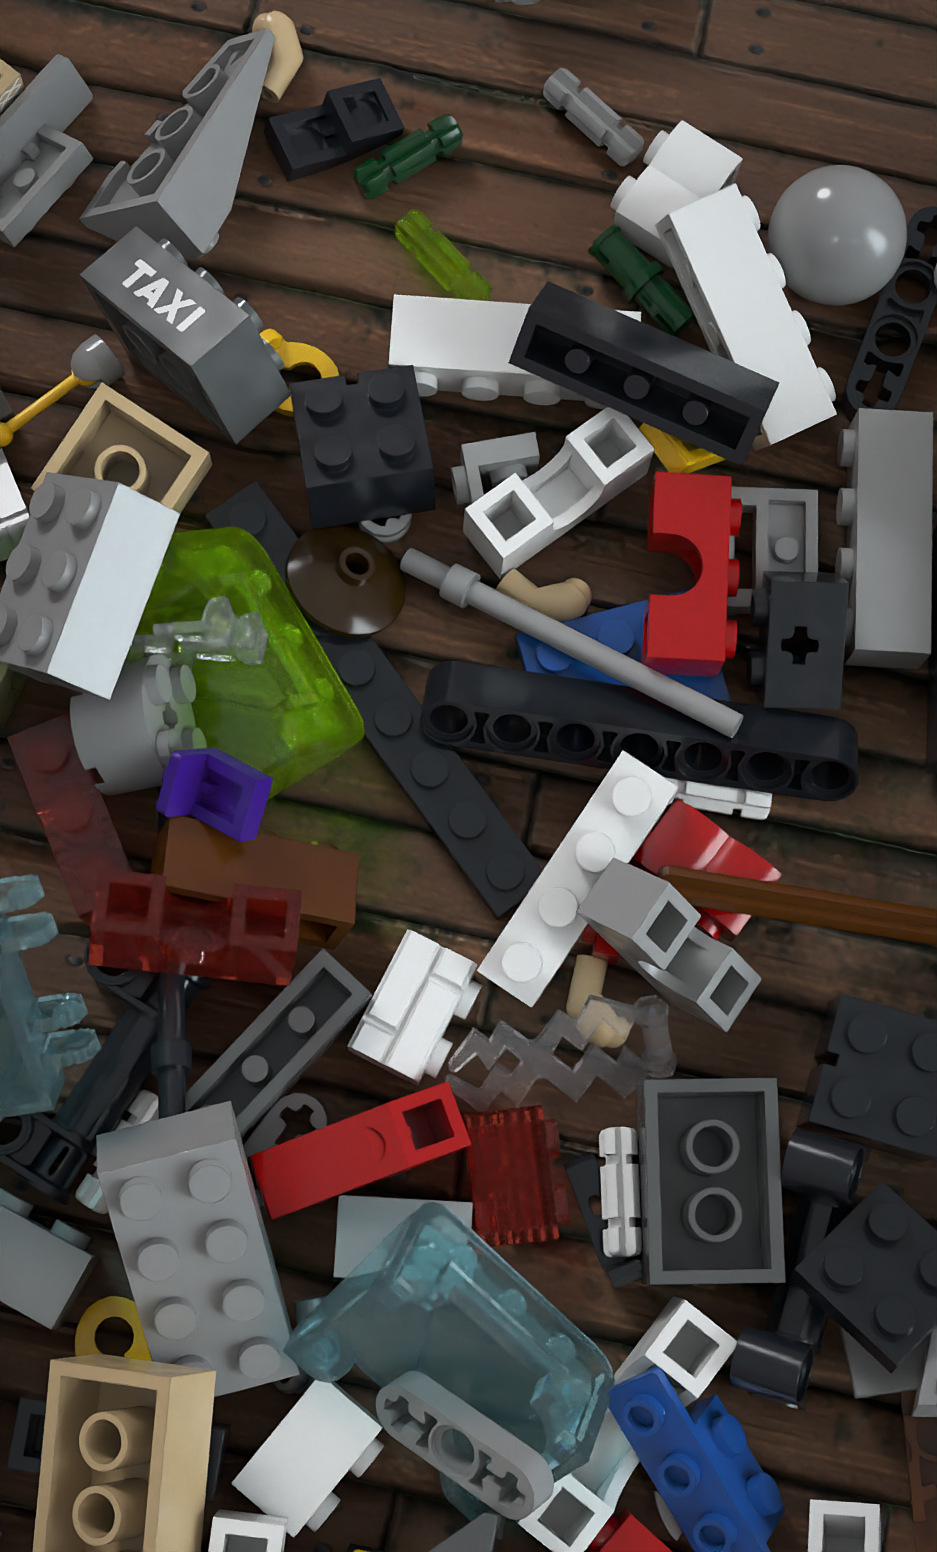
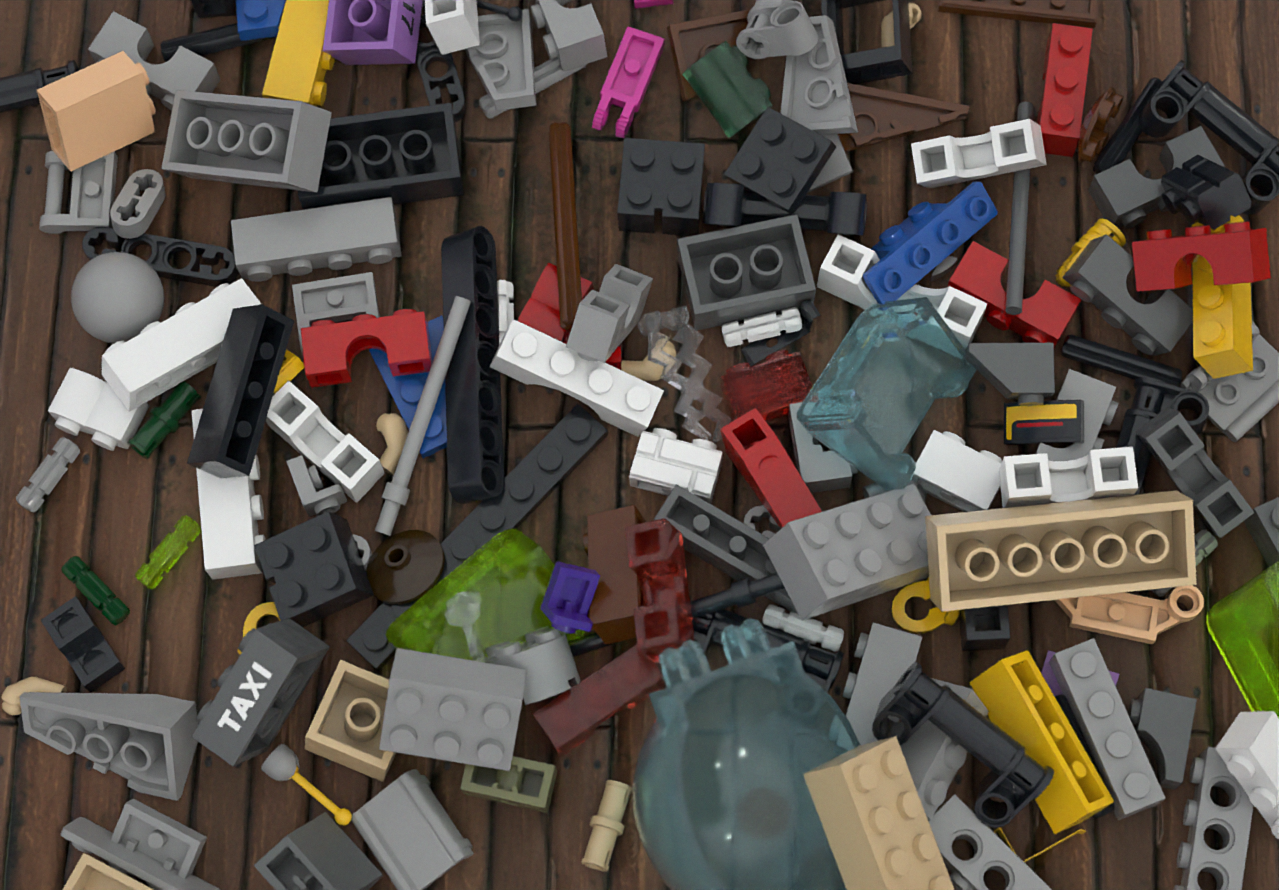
camera: 90 degrees left, 5 degrees down
(503, 1470) = (932, 345): light grey beam -> none
(815, 671) = (395, 276): black brick -> none

